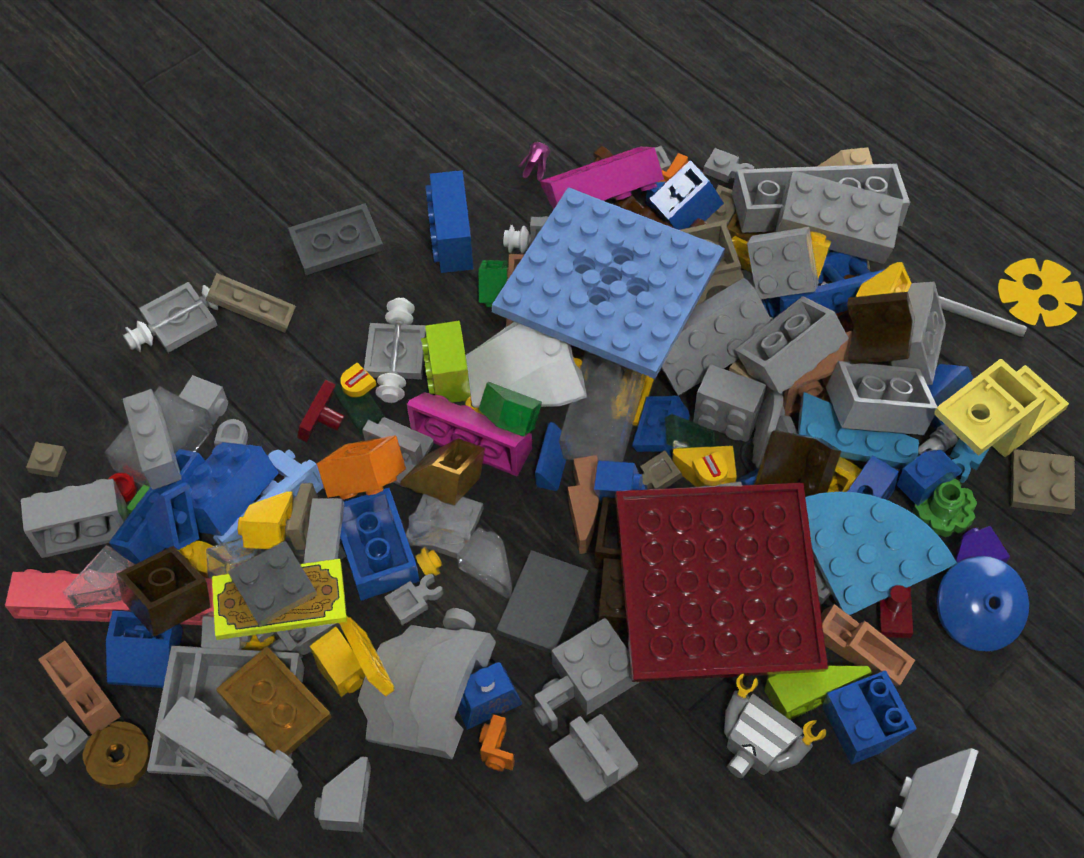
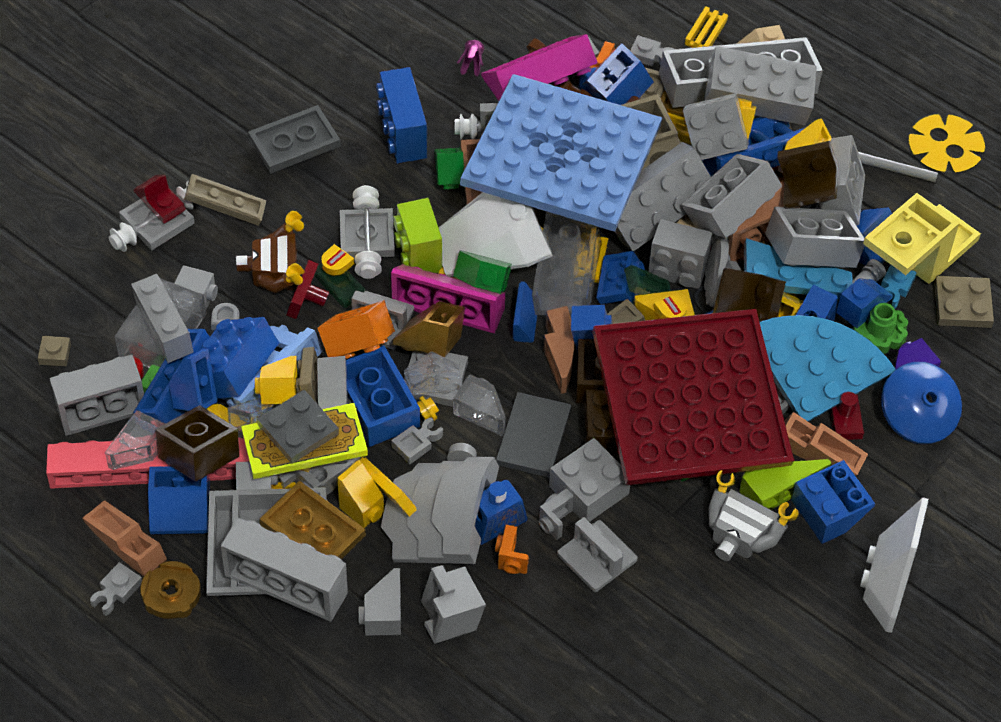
camera: 10 degrees left, 5 degrees down
(182, 297) = (160, 198): none -> dark red slope
(292, 372) = (275, 258): none -> torso
(419, 807) = (451, 604): none -> light grey plate
(798, 131) = (699, 23): none -> yellow tile

